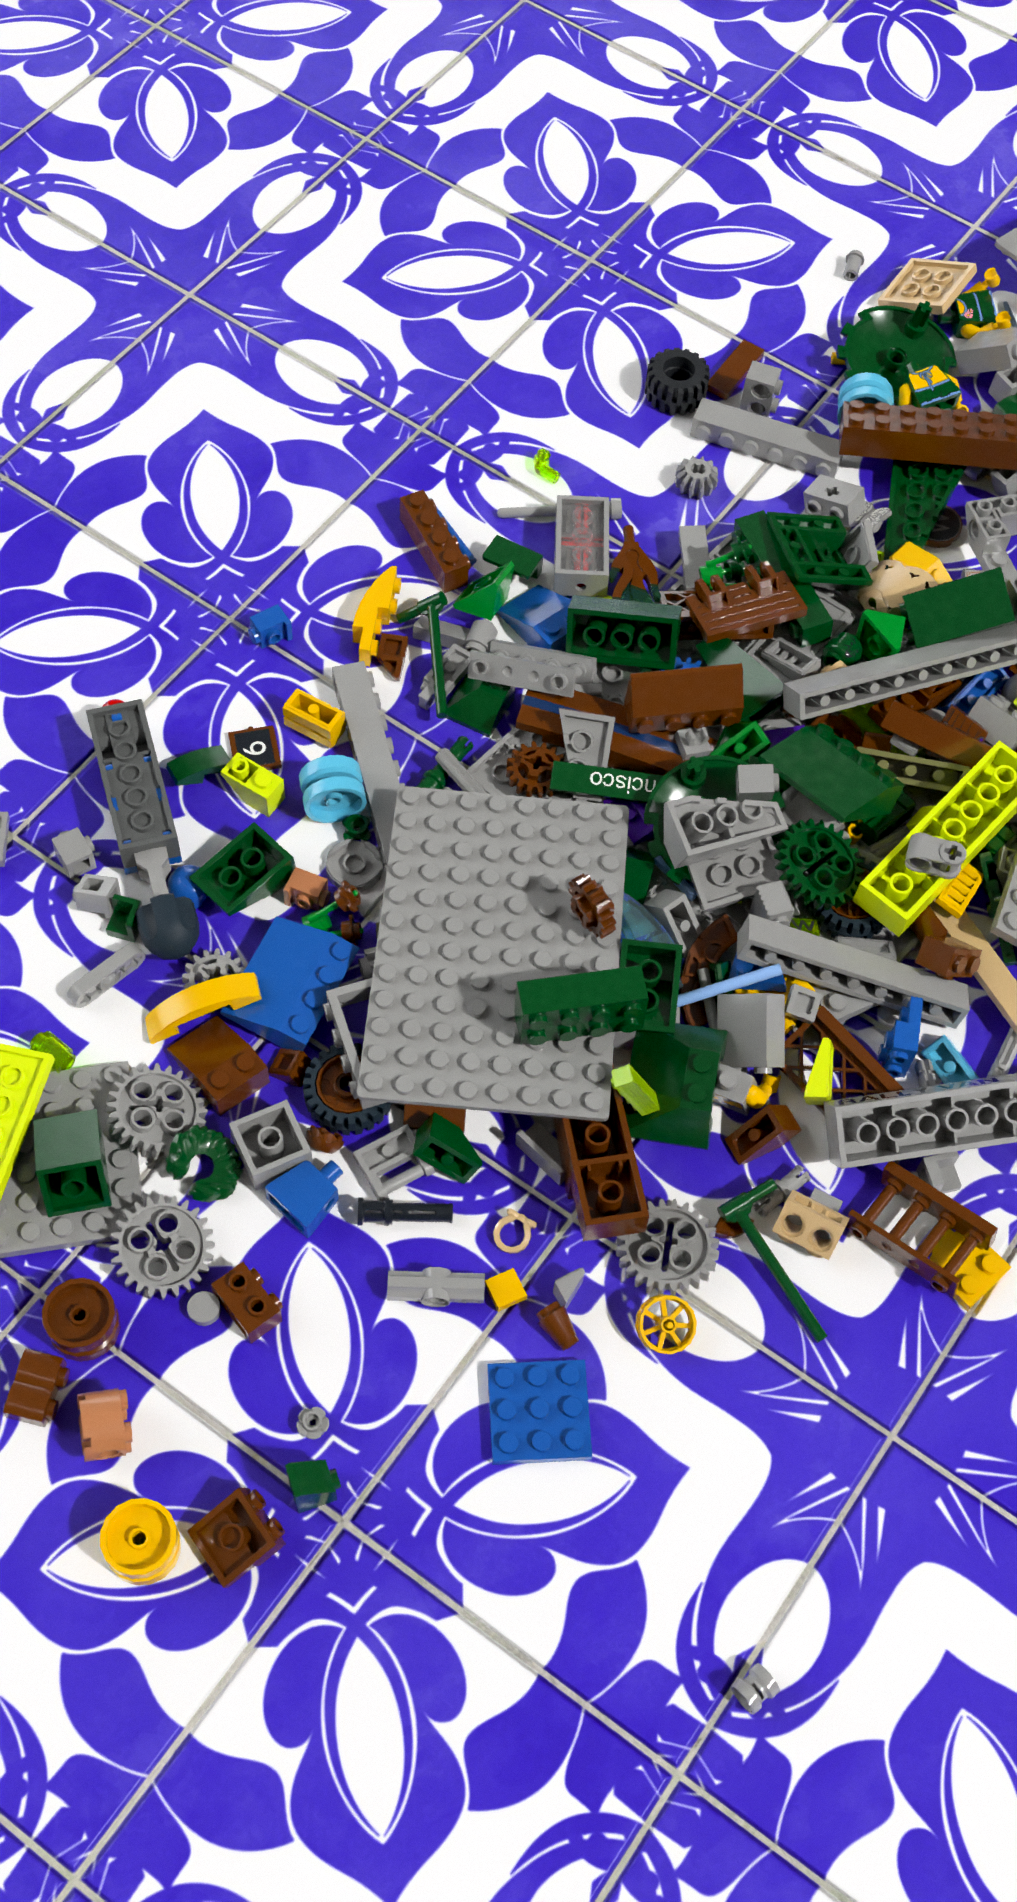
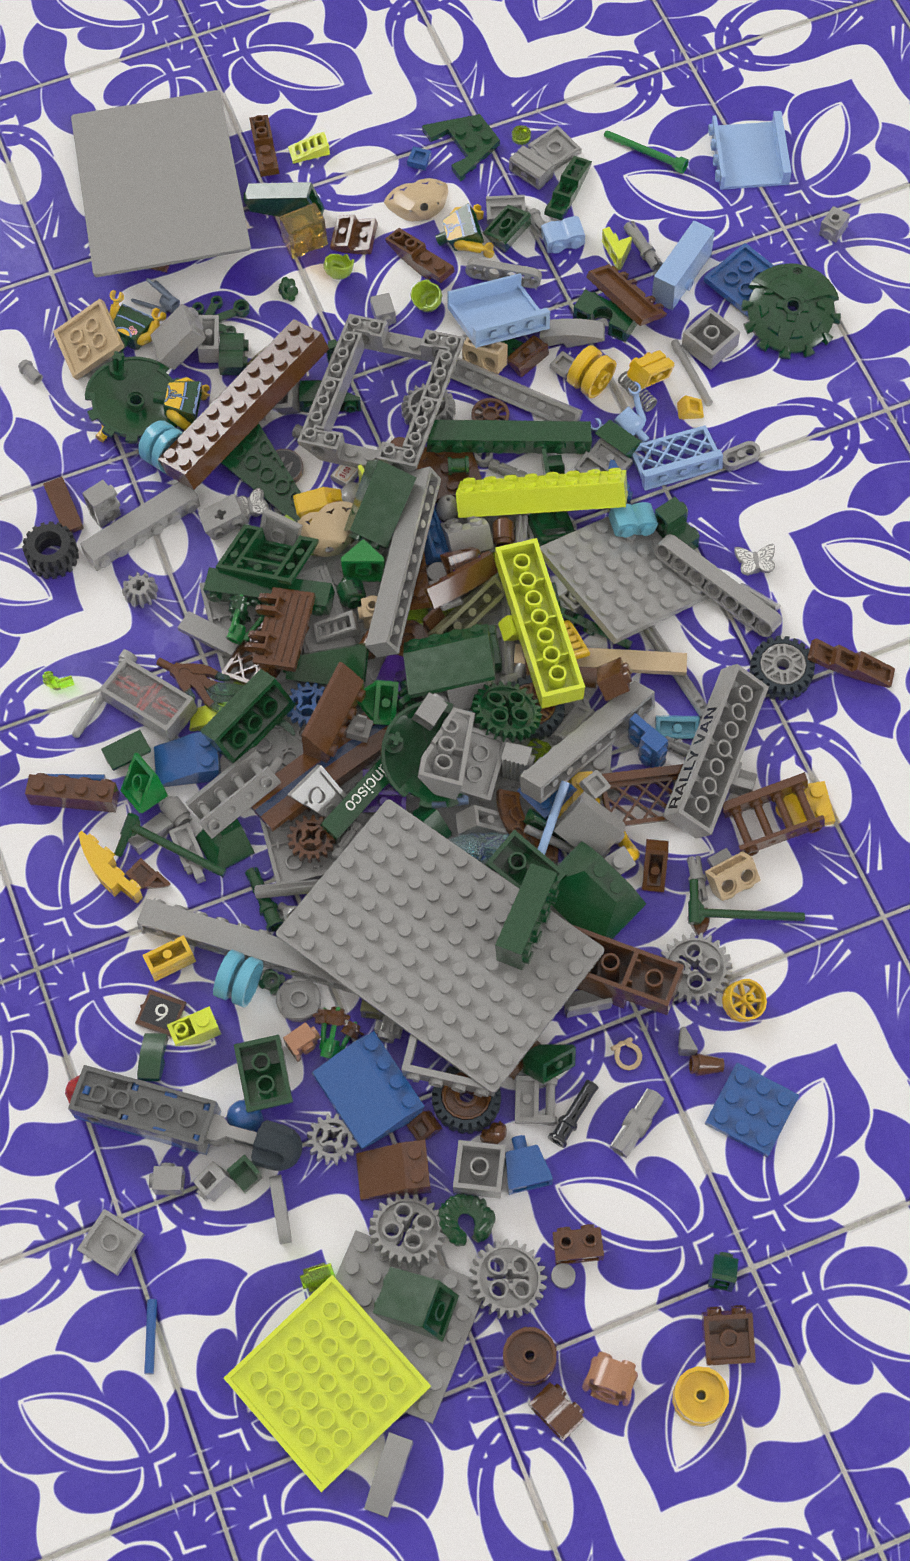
camera: 50 degrees left, 5 degrees up
(199, 1000) = (347, 1158): yellow slope -> none
(270, 627) = (69, 944): blue brick -> none
(312, 1431) = (680, 1256): light grey plate -> none
(505, 1289) = (662, 1081): yellow tile -> none
(592, 906) = (460, 866): reddish brown gear -> none
(634, 1090) = (593, 921): lime piece -> none
(821, 1076) = (647, 808): neon yellow slope -> none
(933, 856) = (553, 643): light grey piece -> none

